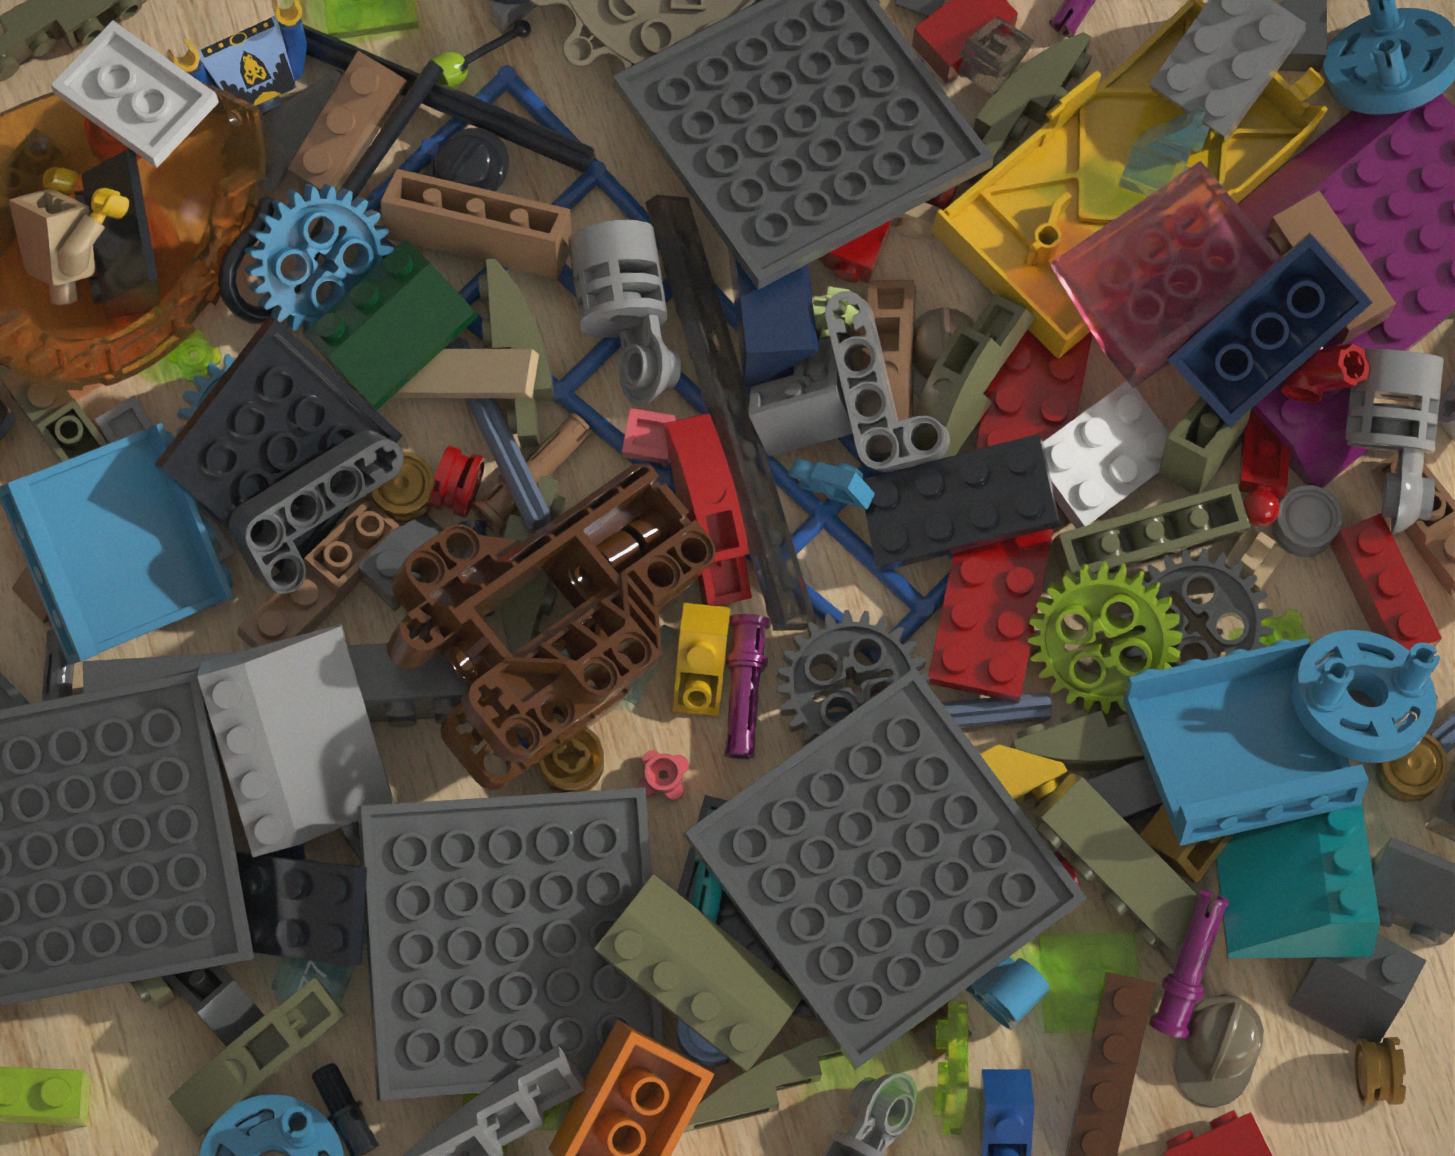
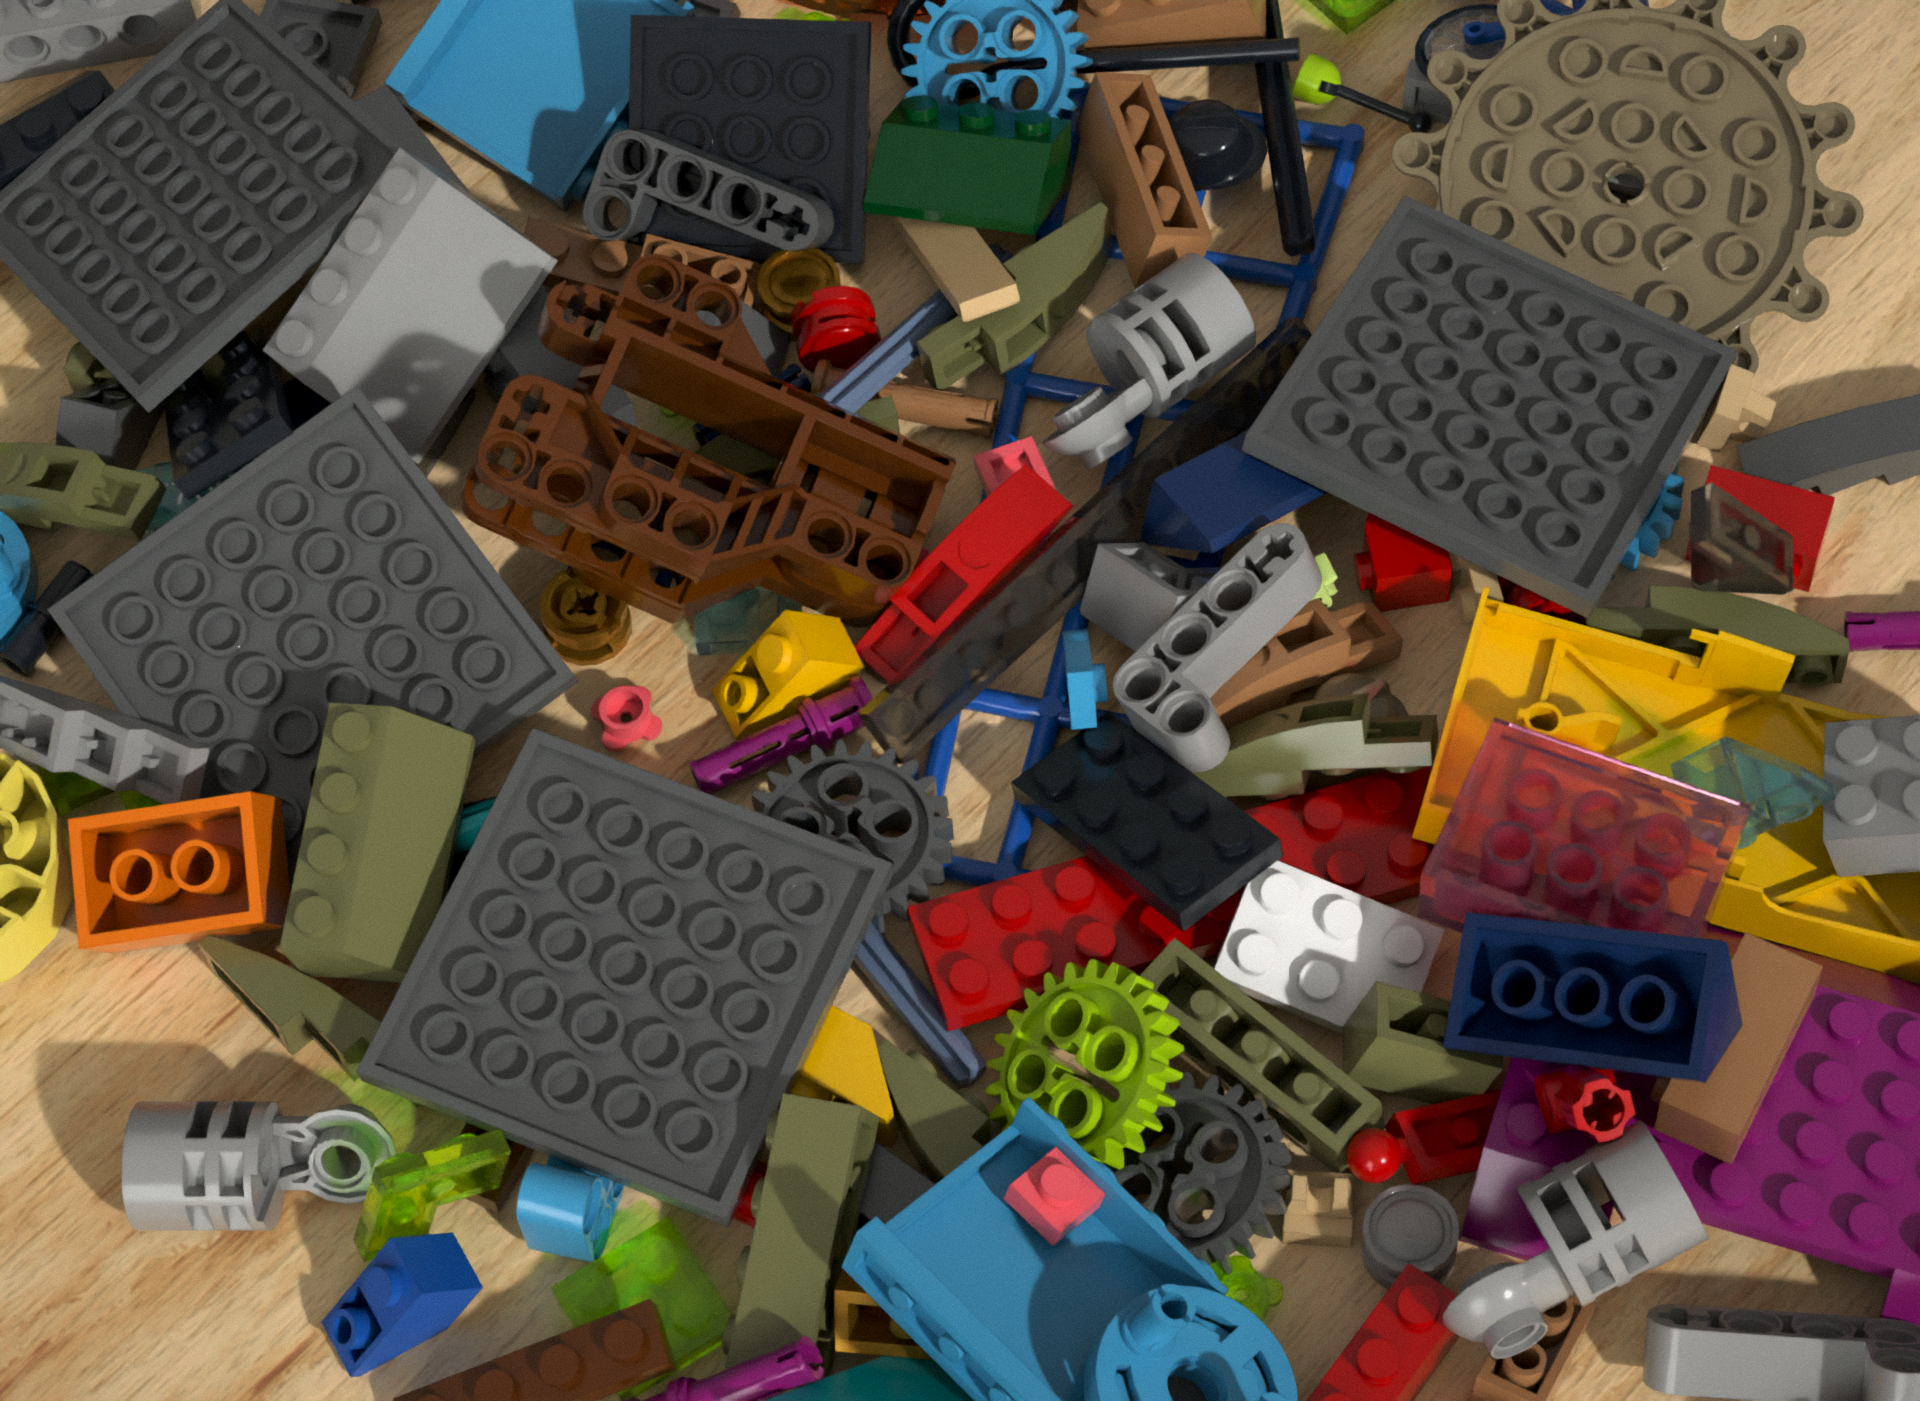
camera: 70 degrees right, 15 degrees down
(1194, 700) = (1054, 1196): none -> coral plate

